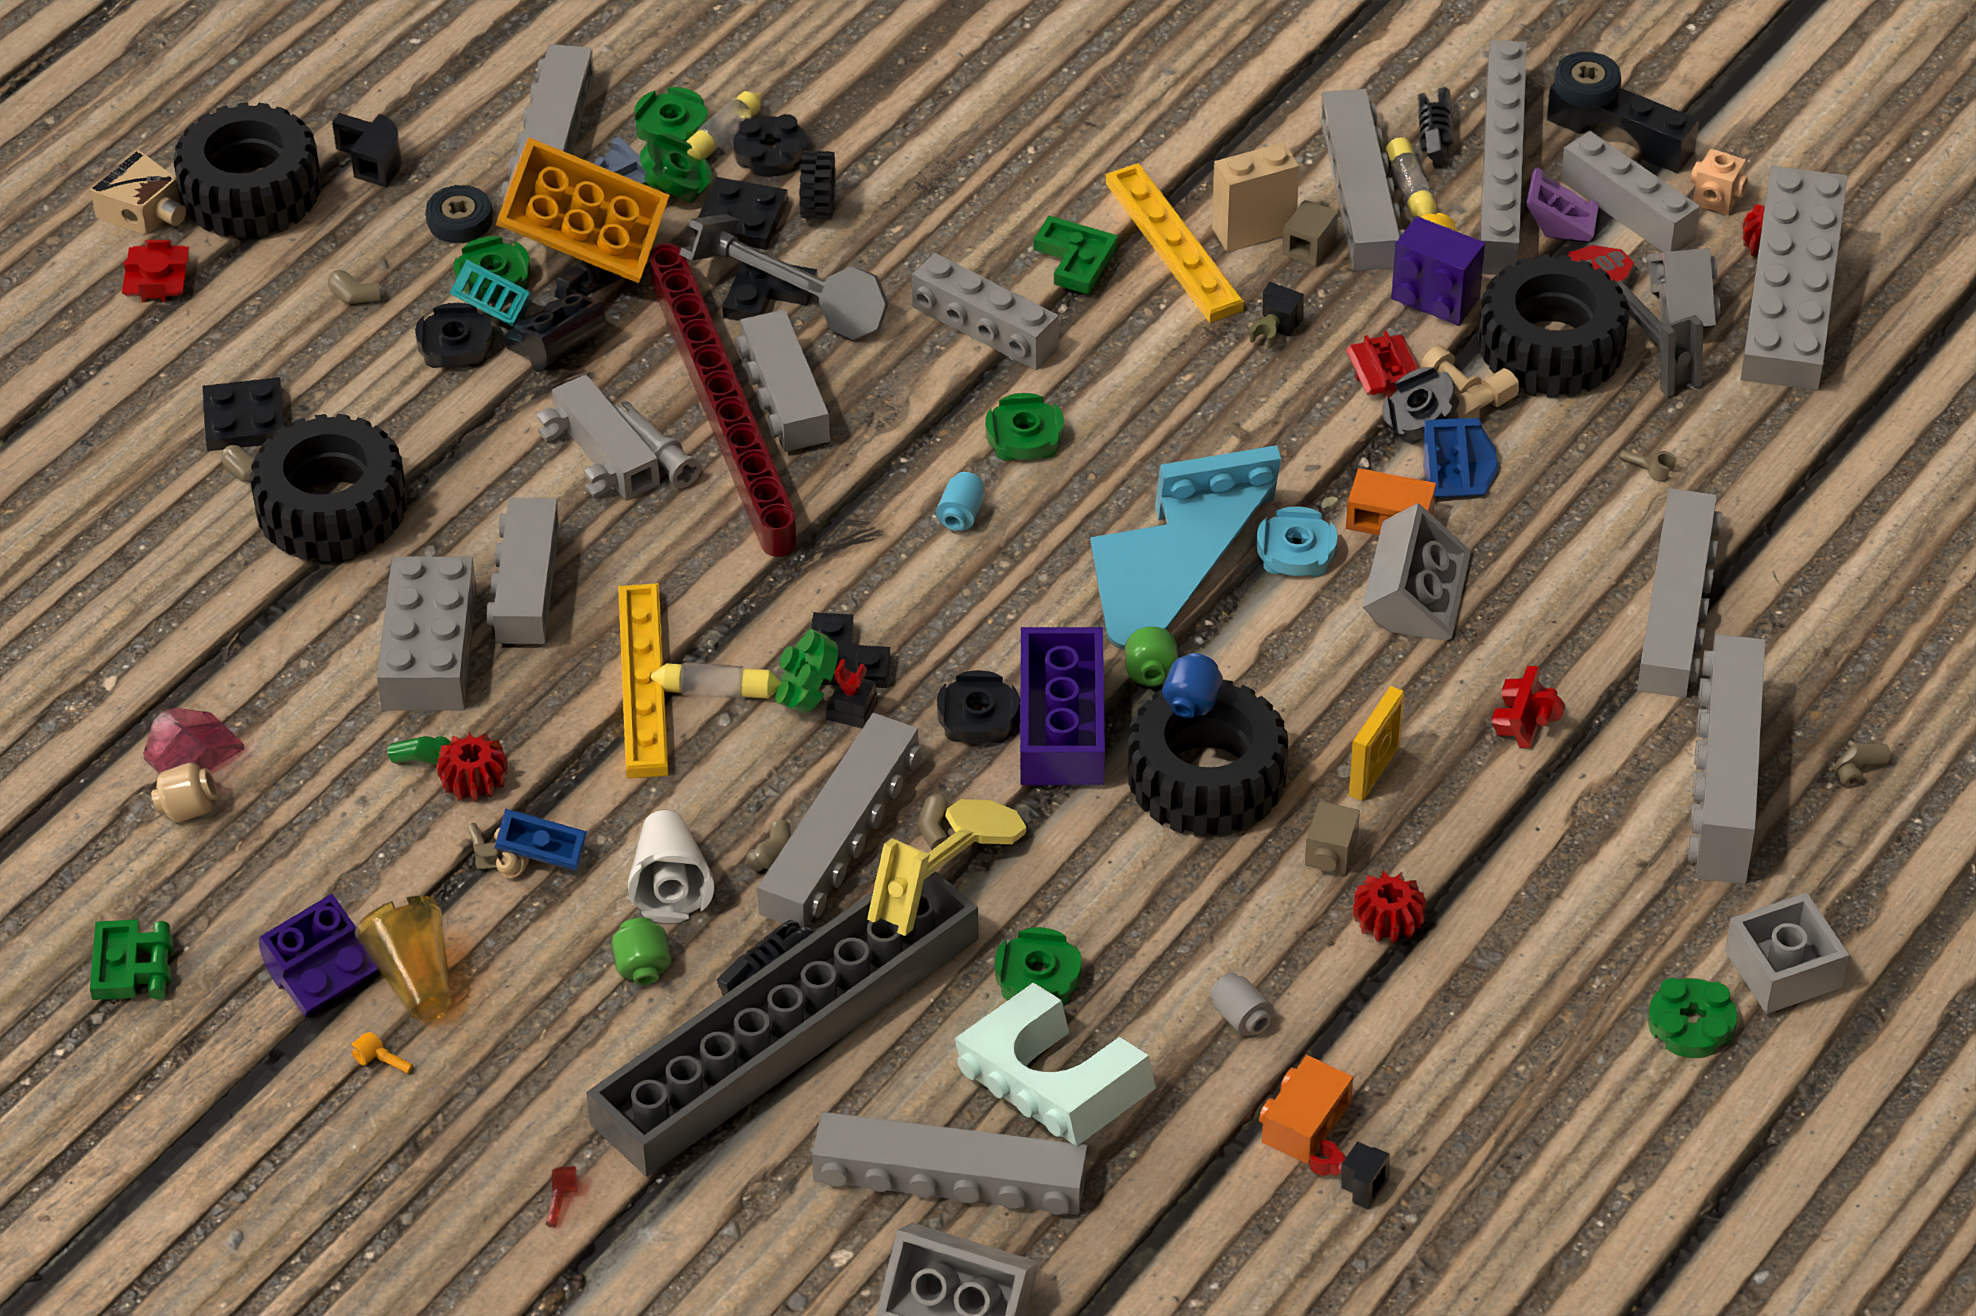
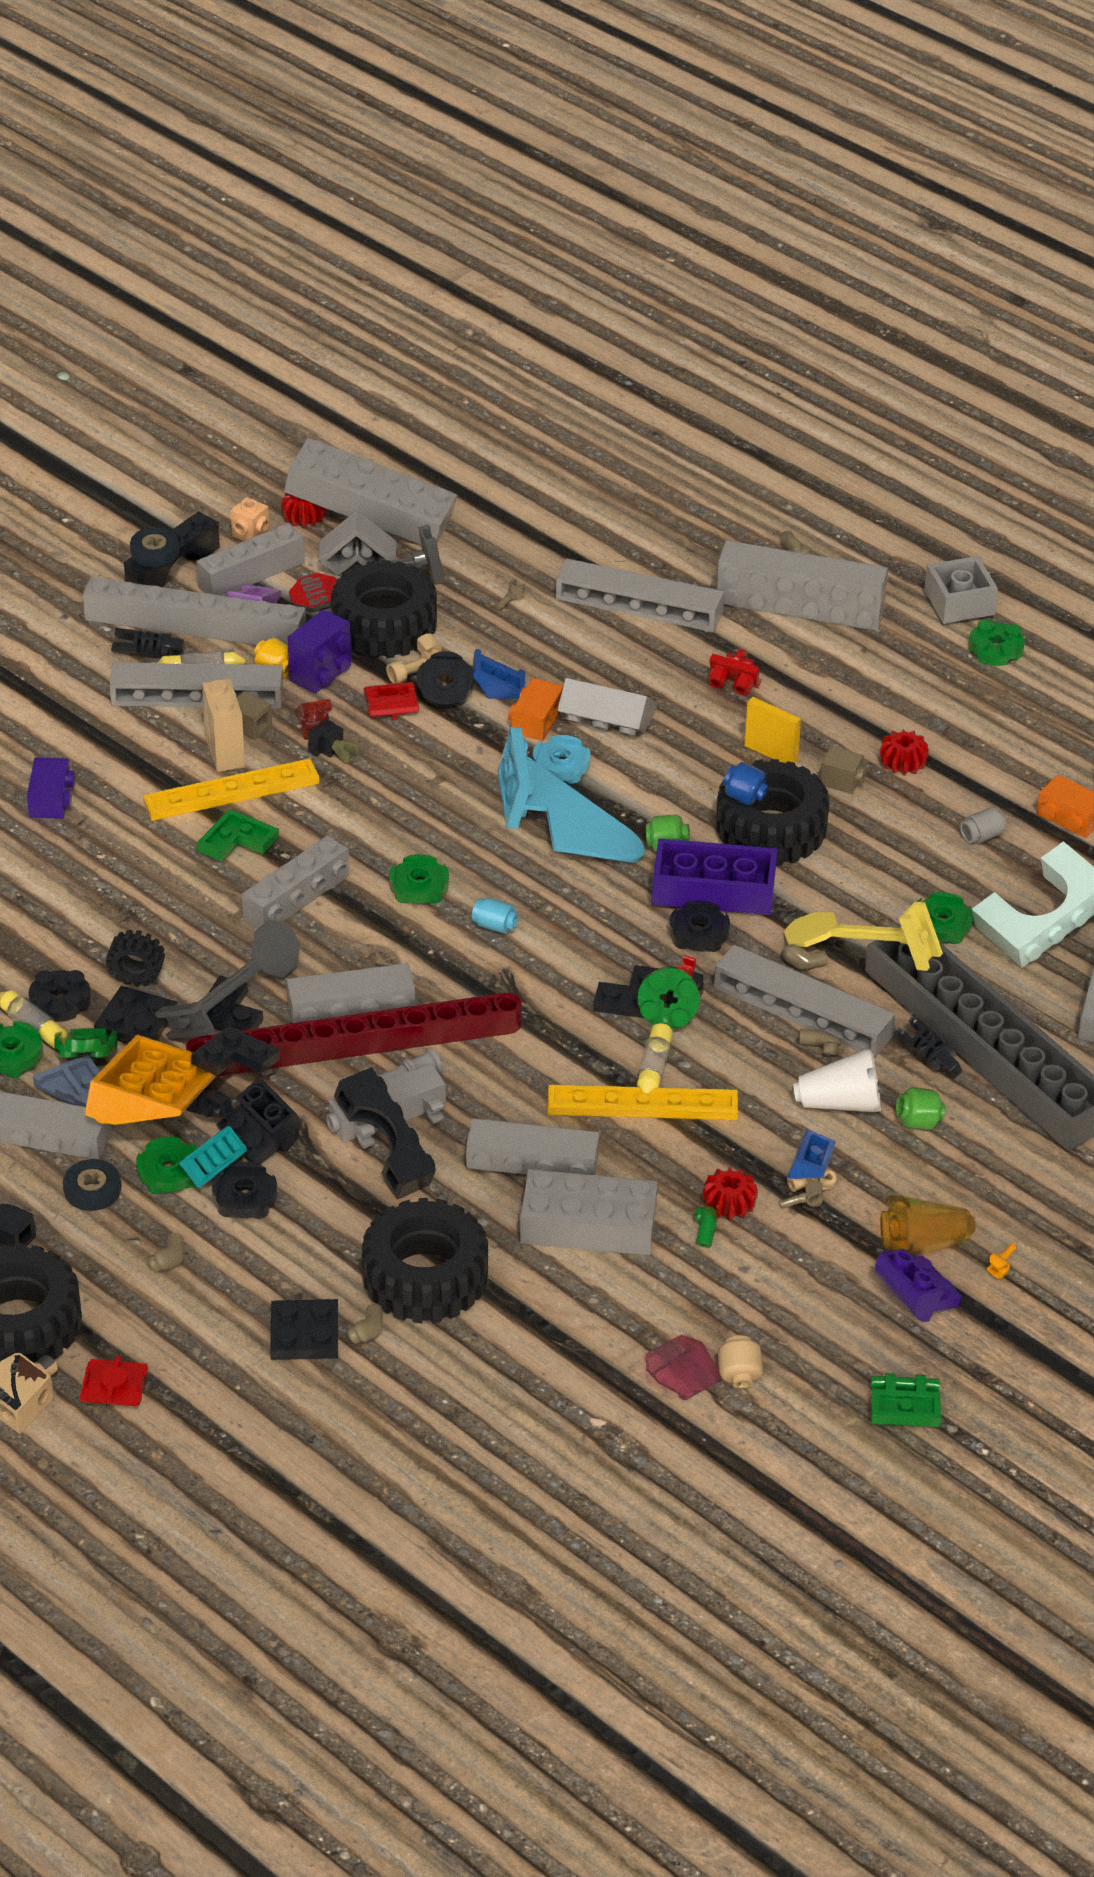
camera: 85 degrees left, 5 degrees down
(497, 457) = (367, 1100): none -> black arch
(650, 273) = (231, 1047): none -> black plate
(1129, 79) = (50, 788): none -> dark purple brick
(1324, 292) = (312, 714): none -> clear red slope

